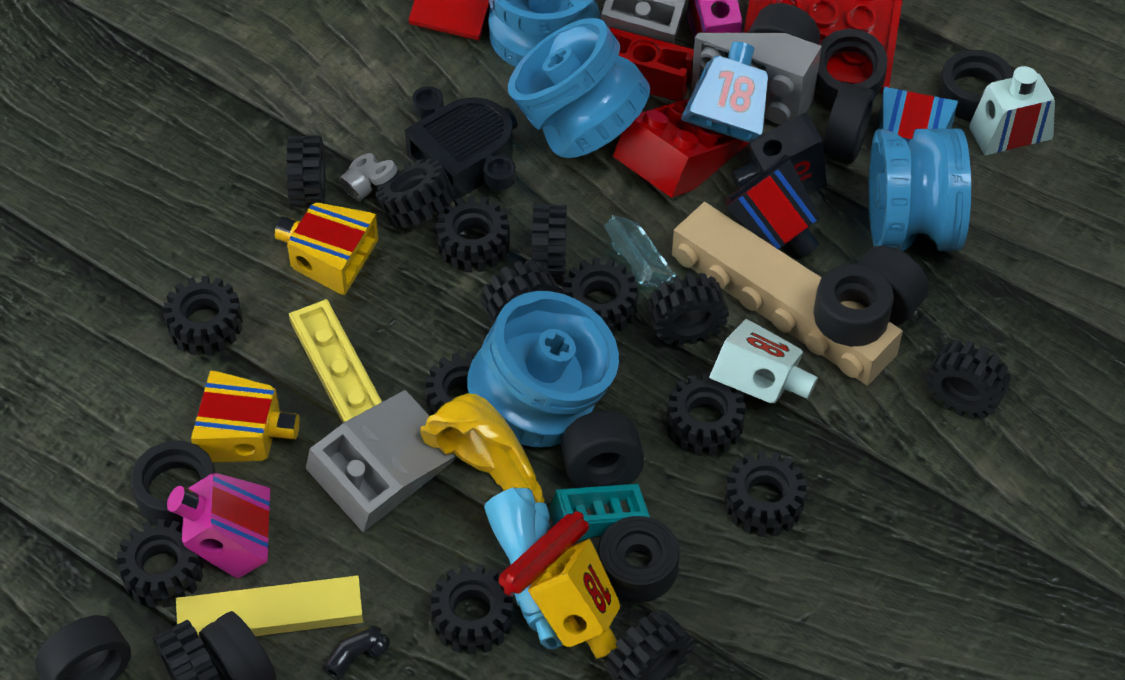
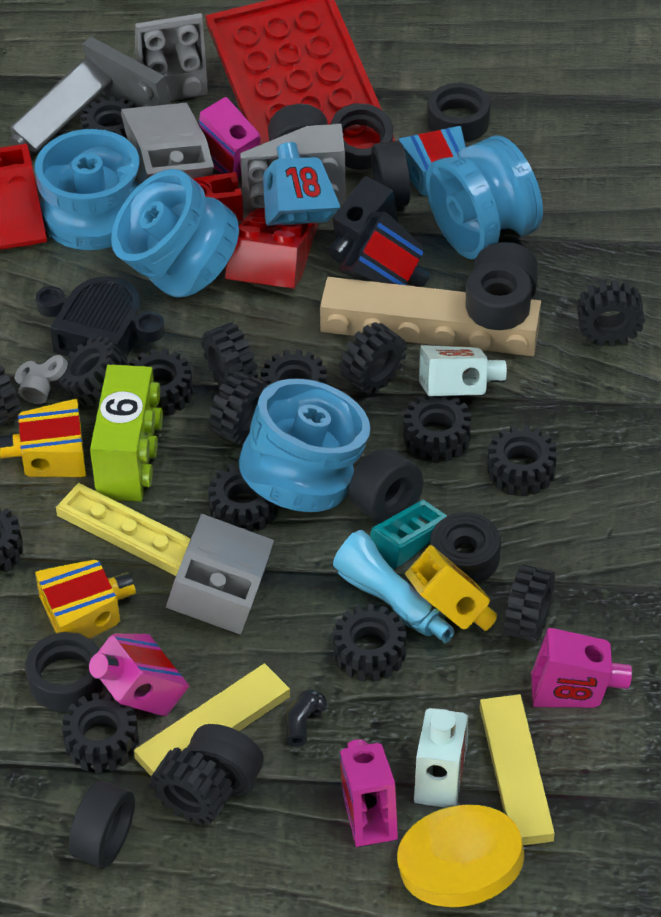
camera: 30 degrees left, 5 degrees down
(393, 270) = (125, 432): none -> lime brick
(482, 439) = (296, 520): yellow hair -> none
(543, 553) = (406, 569): red axle -> none
(639, 251) = (286, 334): clear light blue plate -> none
(1014, 113) = (506, 112): light aqua torso -> none

